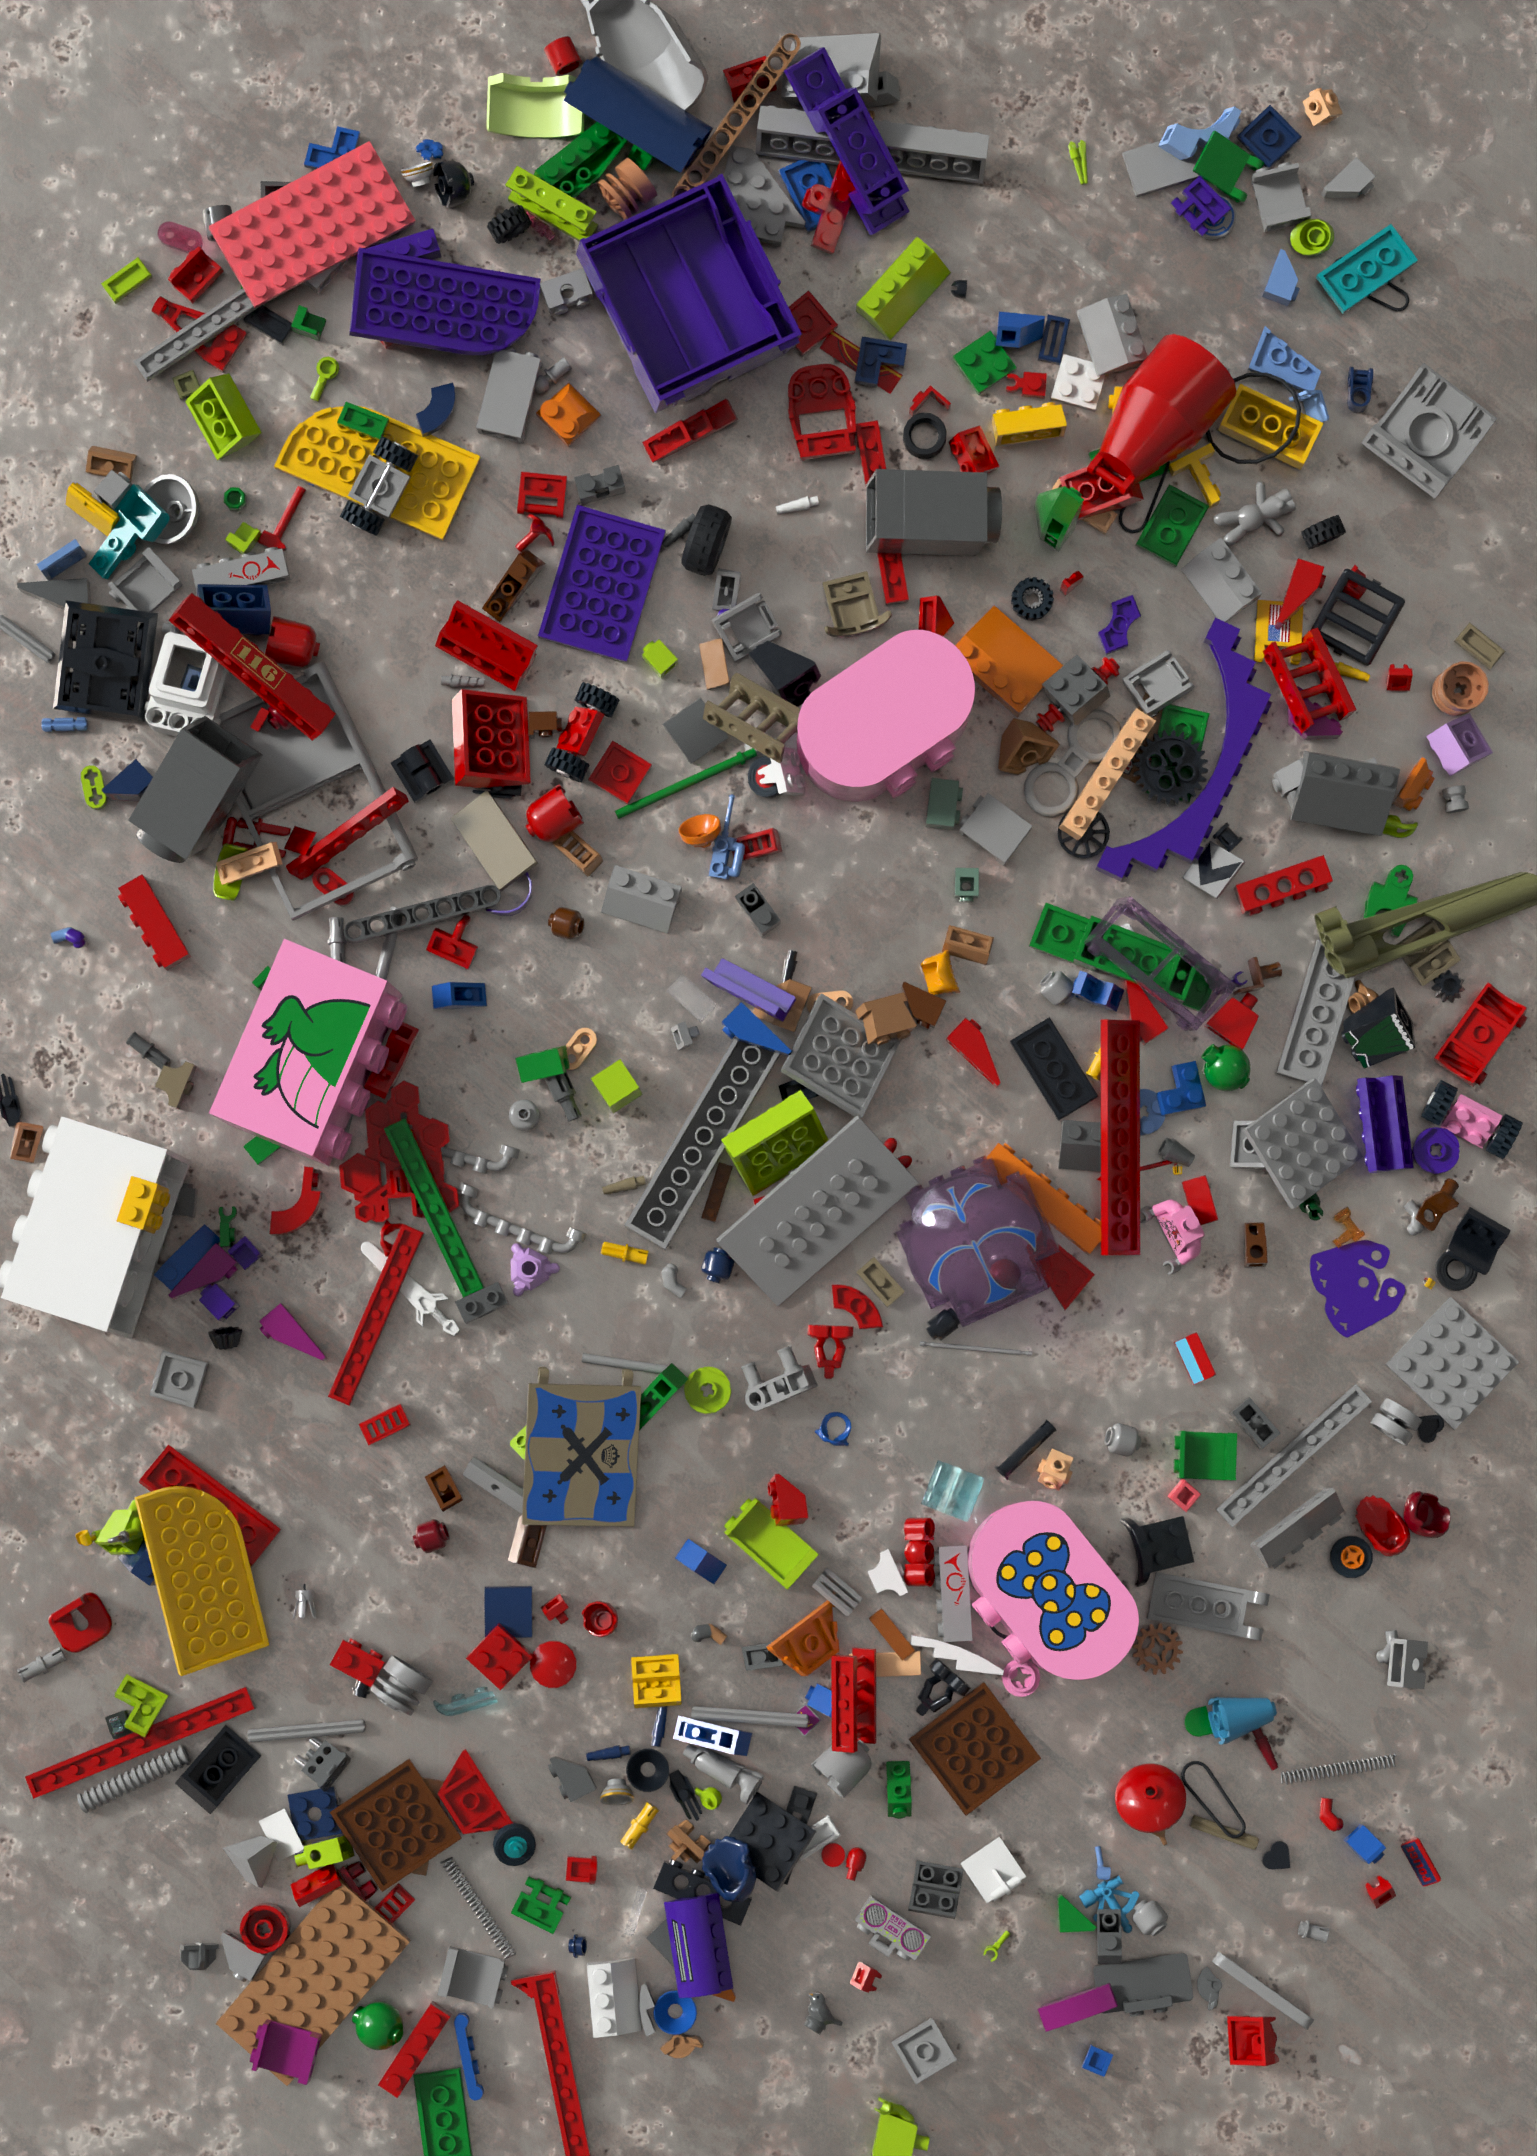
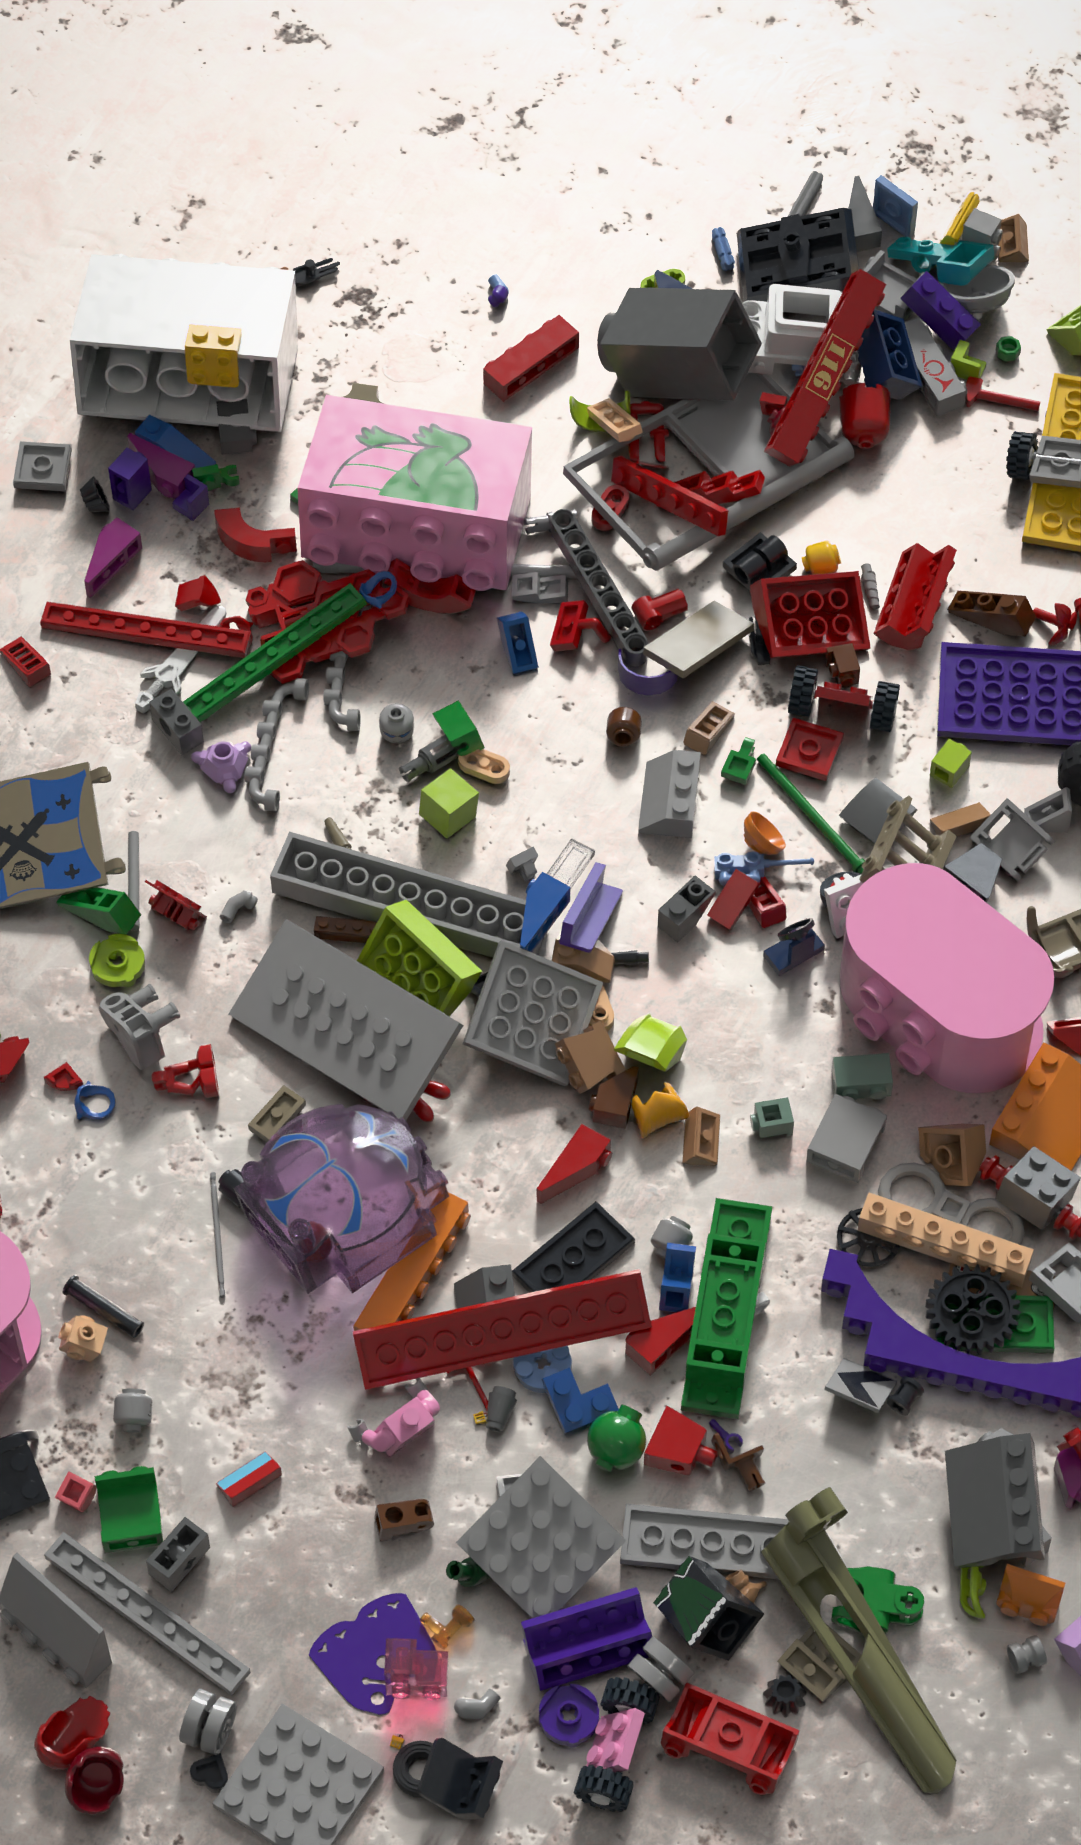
camera: 80 degrees right, 25 degrees down
(148, 1050) = (393, 377): dark grey axle -> none
(191, 549) = (940, 310): none -> dark purple brick
(342, 791) = (724, 487): none -> red slope
(350, 1264) = (196, 593): none -> red tile
(386, 1113) = (367, 587): none -> blue piece
(404, 965) = (533, 589): none -> light grey slope
(429, 716) = (821, 558): none -> yellow head
(451, 871) = (652, 611): none -> red piece
(552, 815) = (743, 689): red cylinder -> none
(623, 834) = (740, 764): none -> green plate
(624, 1252) = (260, 851): yellow axle -> none
(657, 1338) = (175, 905): none -> red hinge
(717, 1265) = (259, 941): dark blue head -> none
(757, 869) = (733, 899): none -> red tile
(808, 1450) = (63, 1078): none -> red tile
(810, 830) = (796, 945): none -> dark blue piece
(858, 1305) = (245, 1099): red tile -> none
(883, 966) = (653, 1042): none -> lime slope
(952, 1491) = (43, 1236): clear light blue slope -> none
(1066, 1276) = (324, 1310): red wing -> none
(1200, 1199) = (446, 1449): red slope -> none
(1216, 979) = (725, 1248): windscreen -> none
(1315, 868) = (845, 1430): red brick -> none
(1358, 1552) = (23, 1695): black wheel -> none
(1384, 1258) = (414, 1671): none -> clear pink brick
(1422, 1074) = (661, 1669): none -> light grey wheel
(1438, 1204) = (500, 1729): reddish brown bracket -> none

